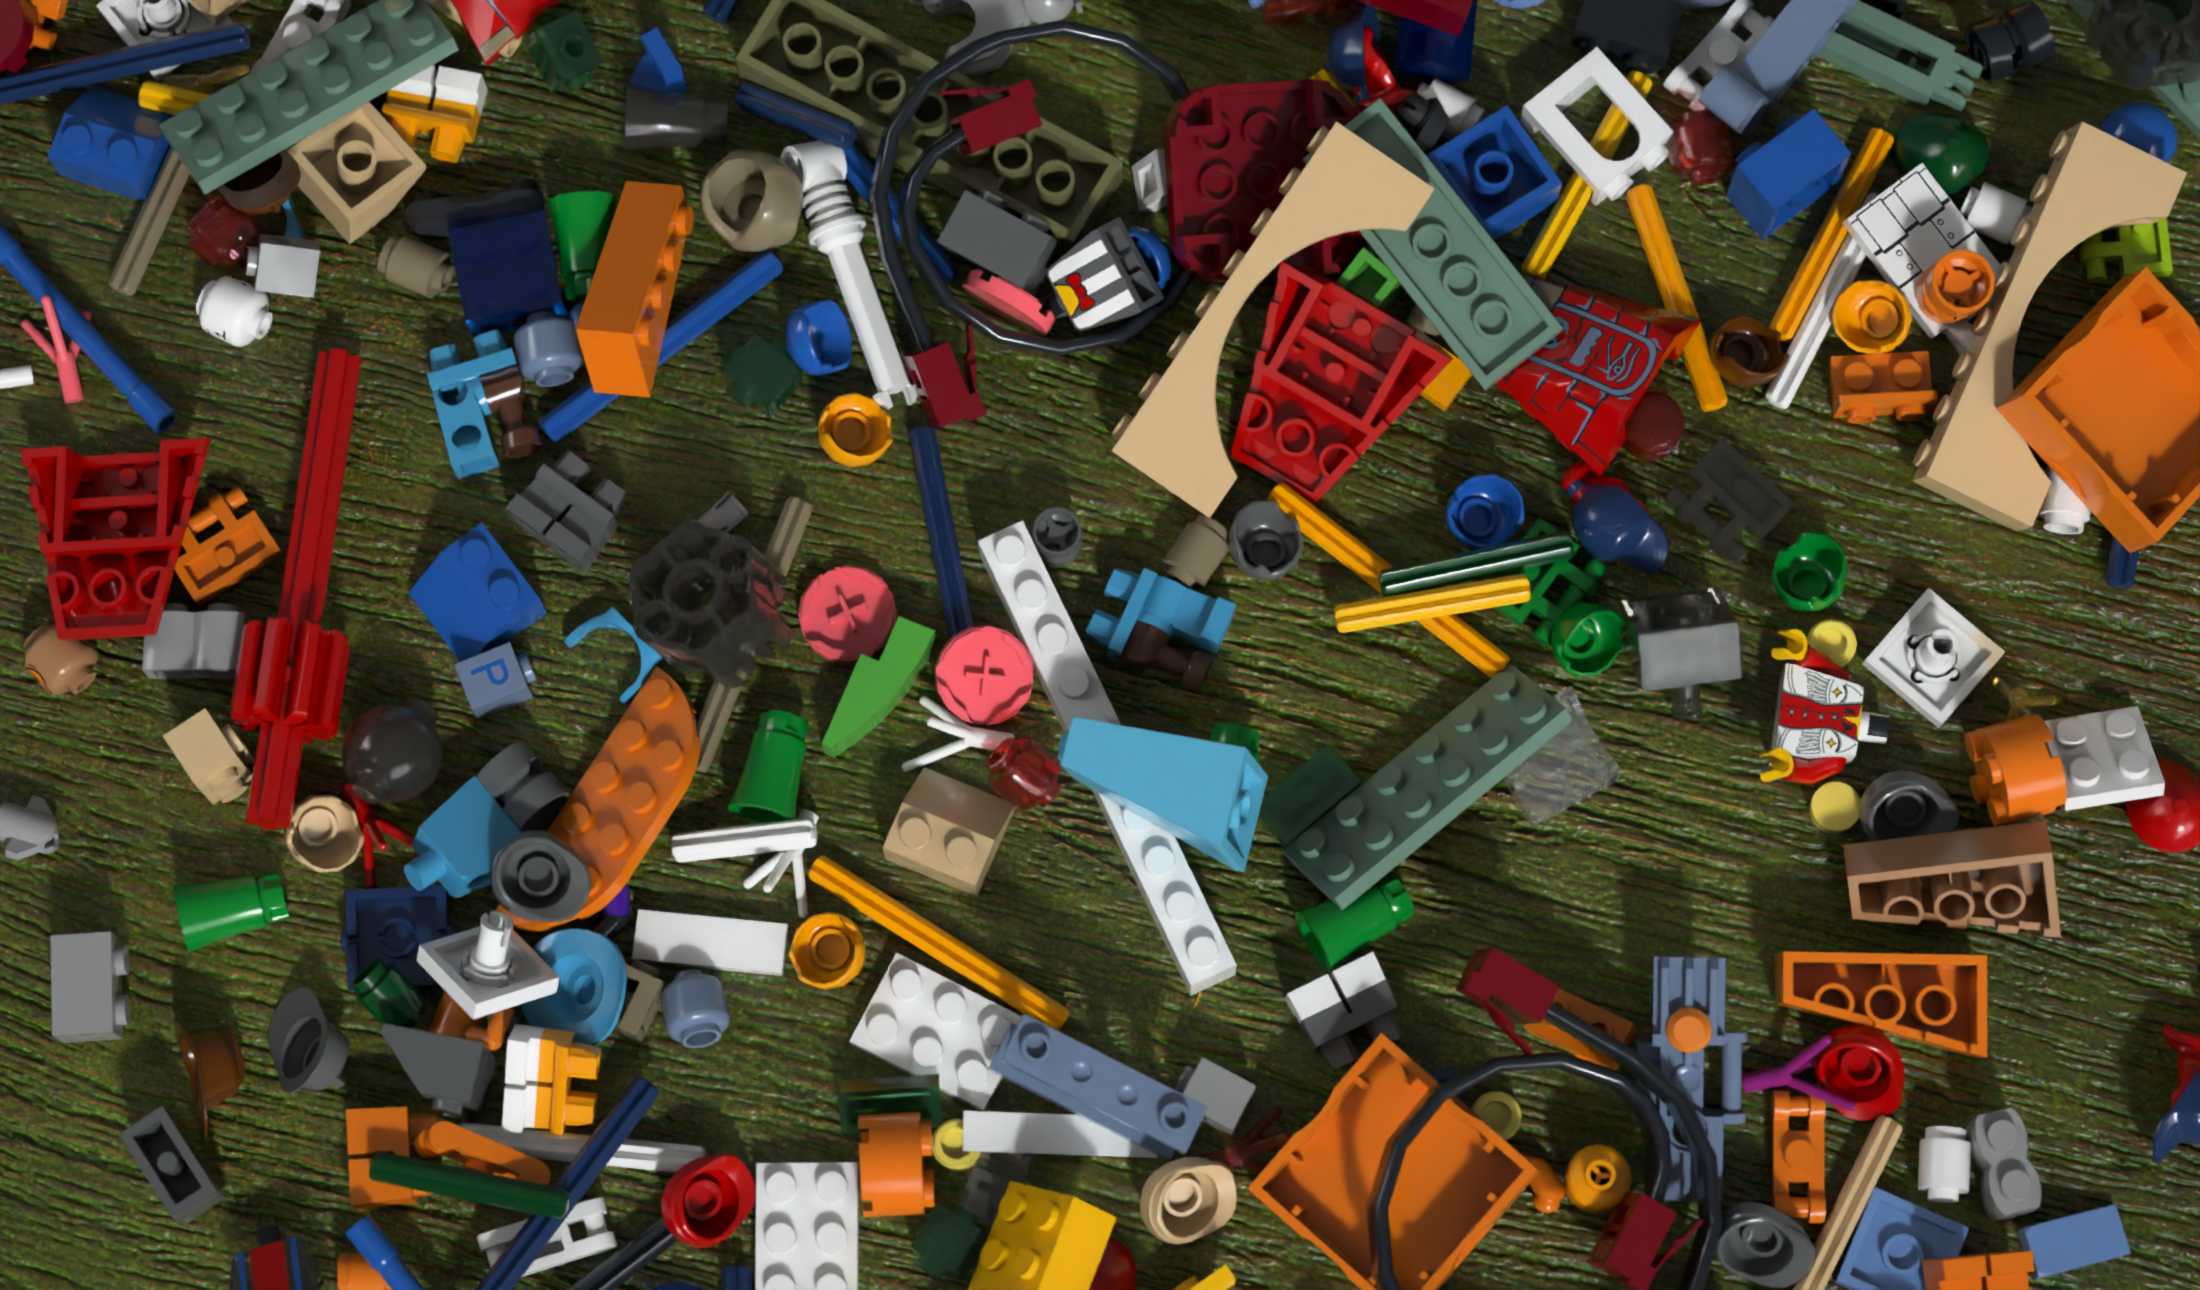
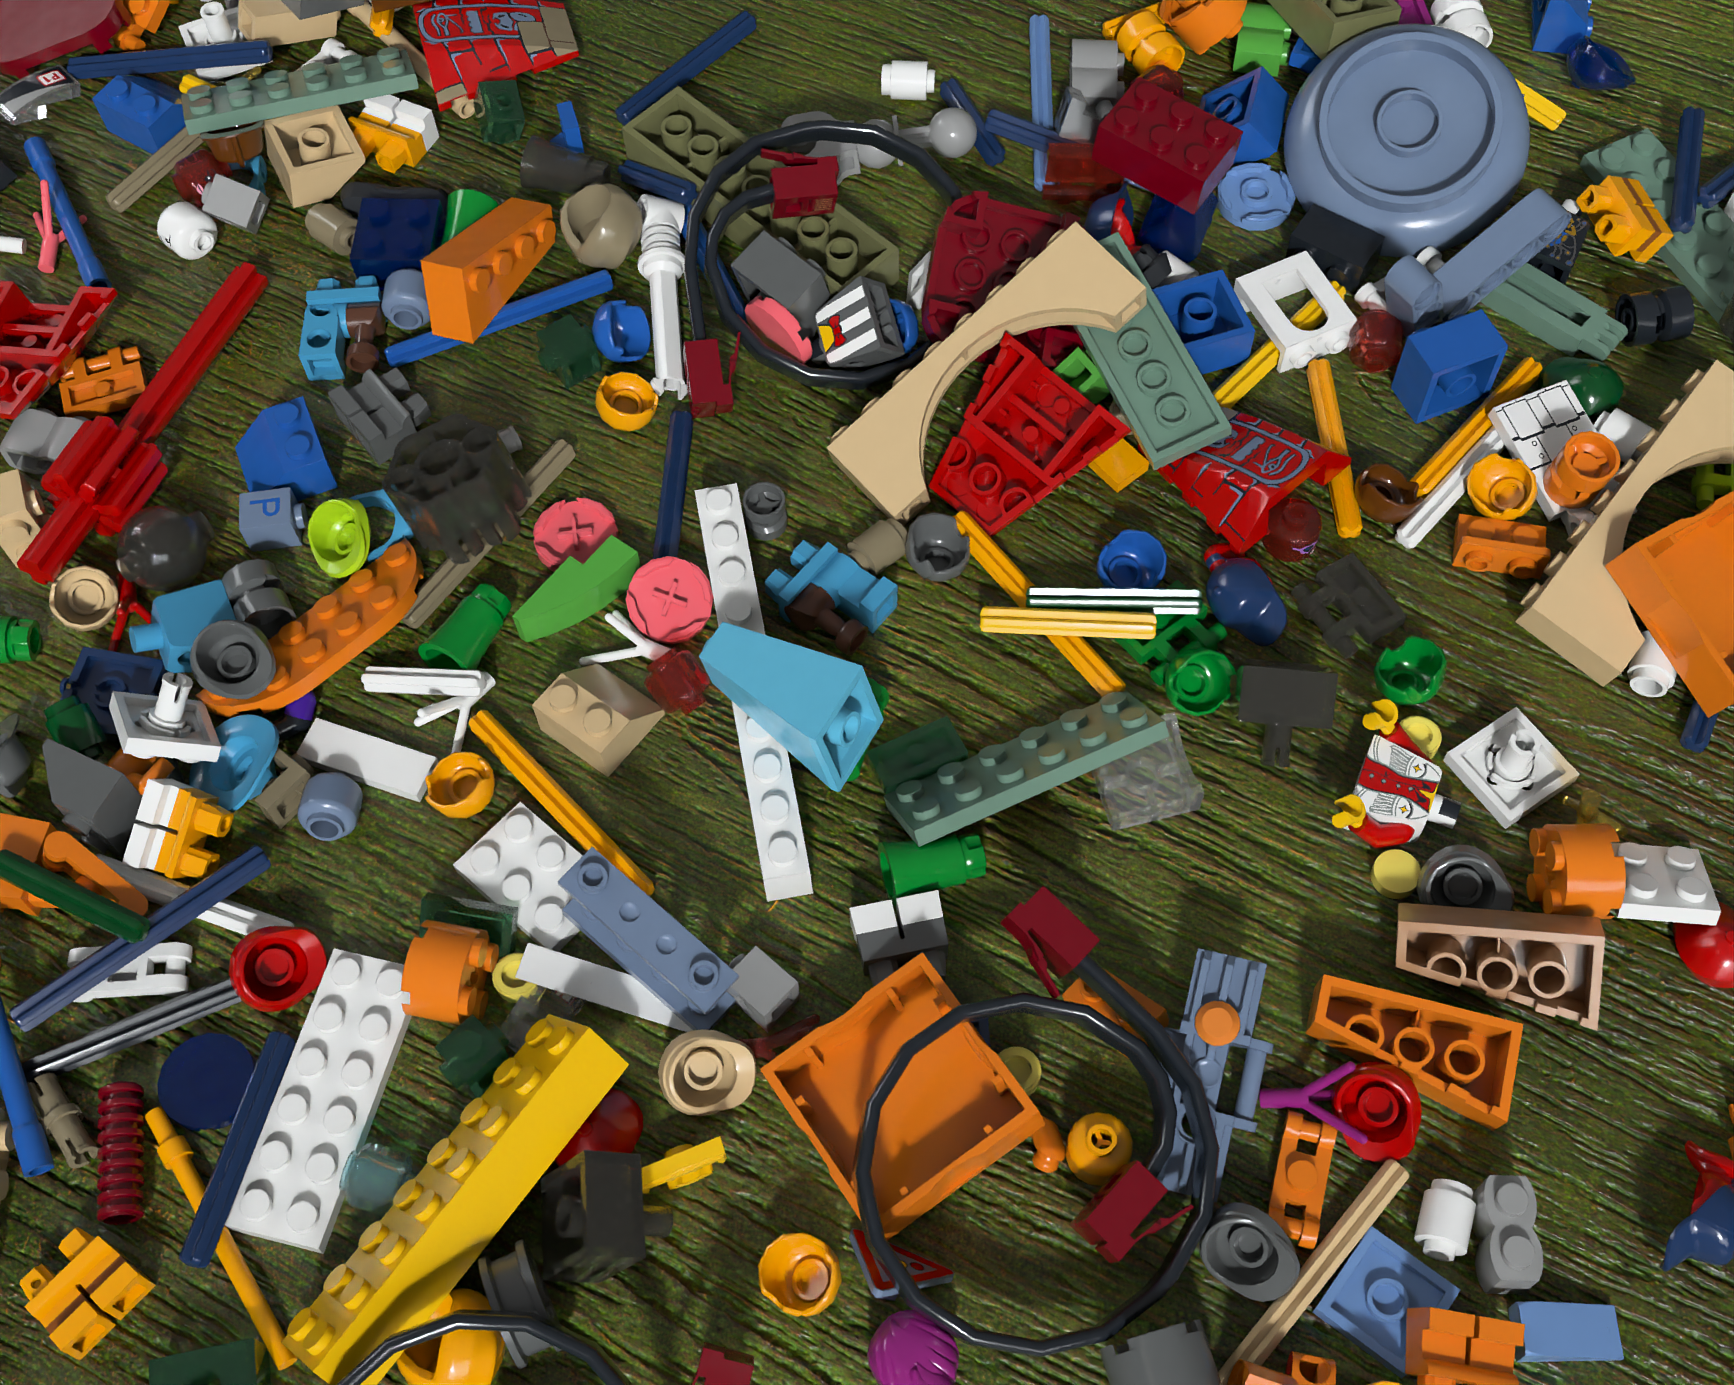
camera: 15 degrees right, 15 degrees down
(587, 688) = (340, 536): none -> lime hat

